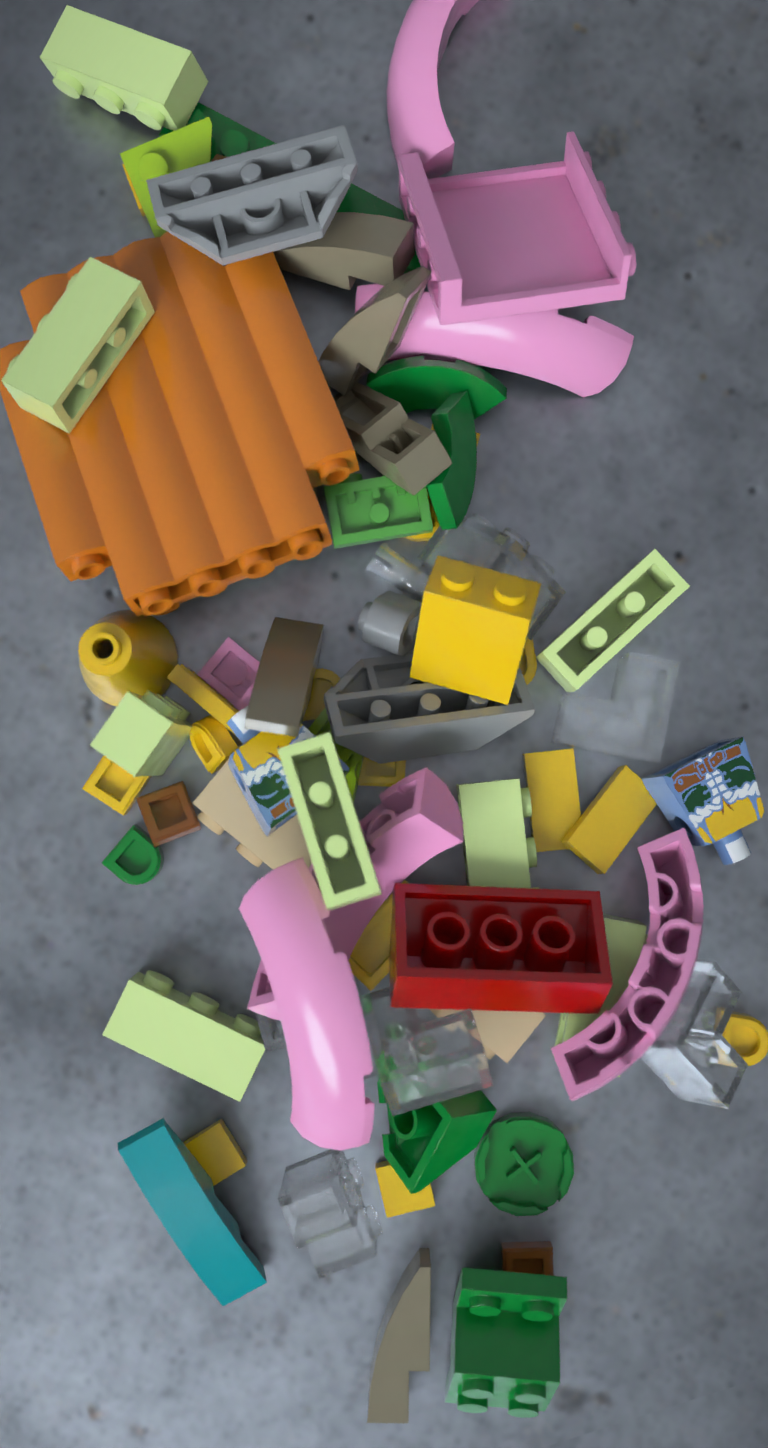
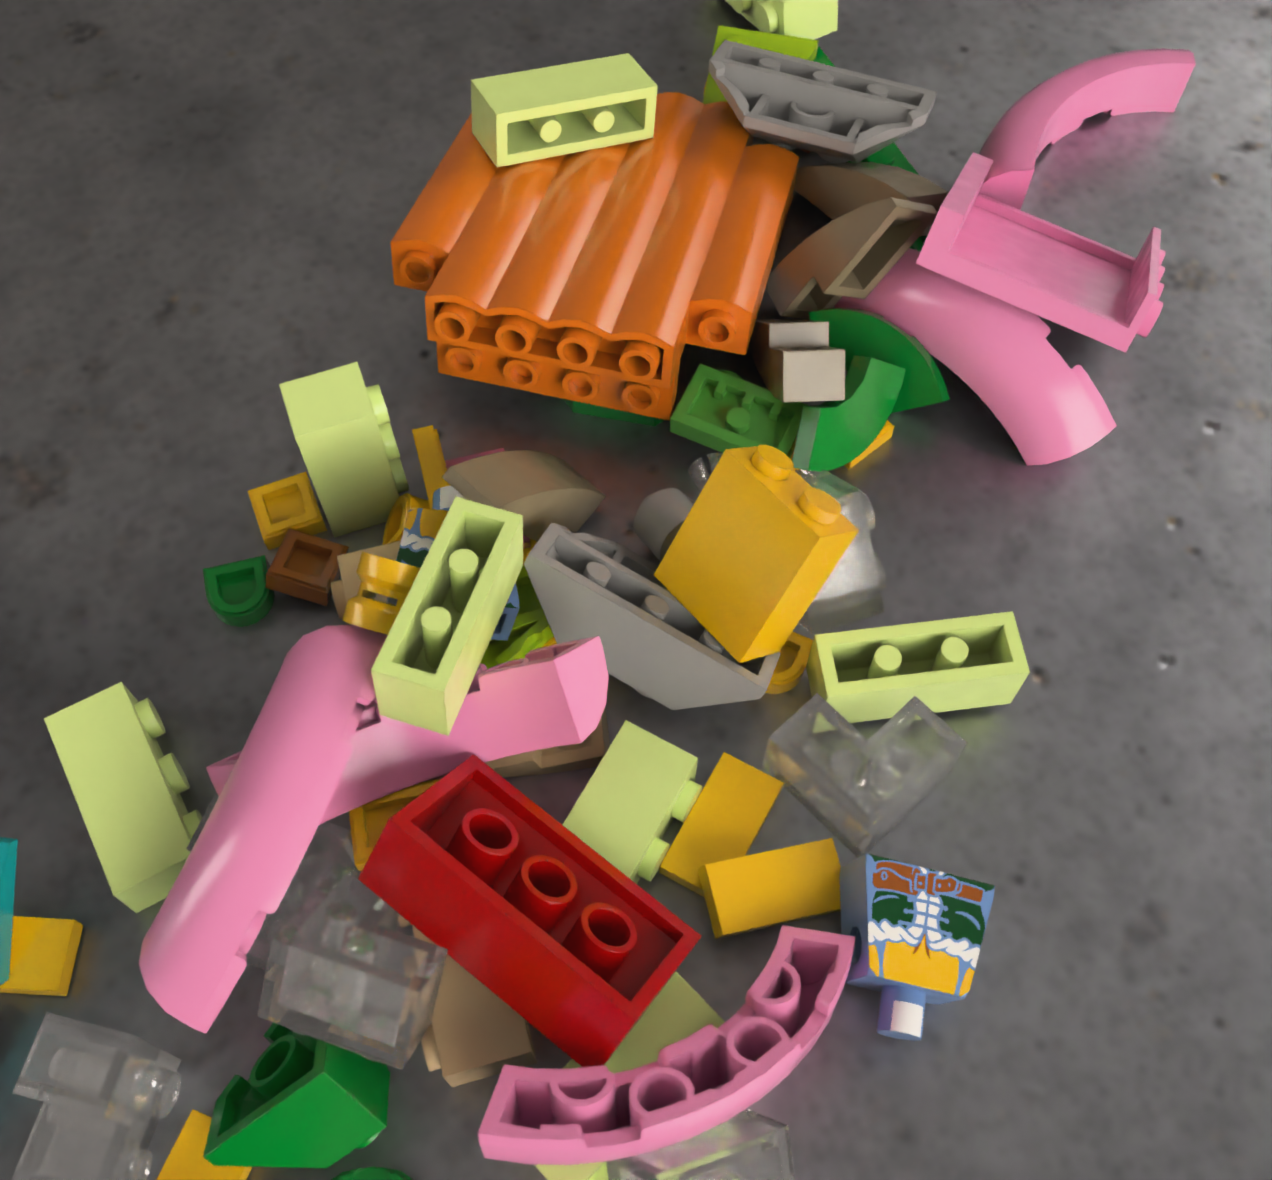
camera: 30 degrees right, 25 degrees down
(126, 655) = (405, 377): yellow cone -> none
(277, 835) = (384, 578): none -> yellow wheel

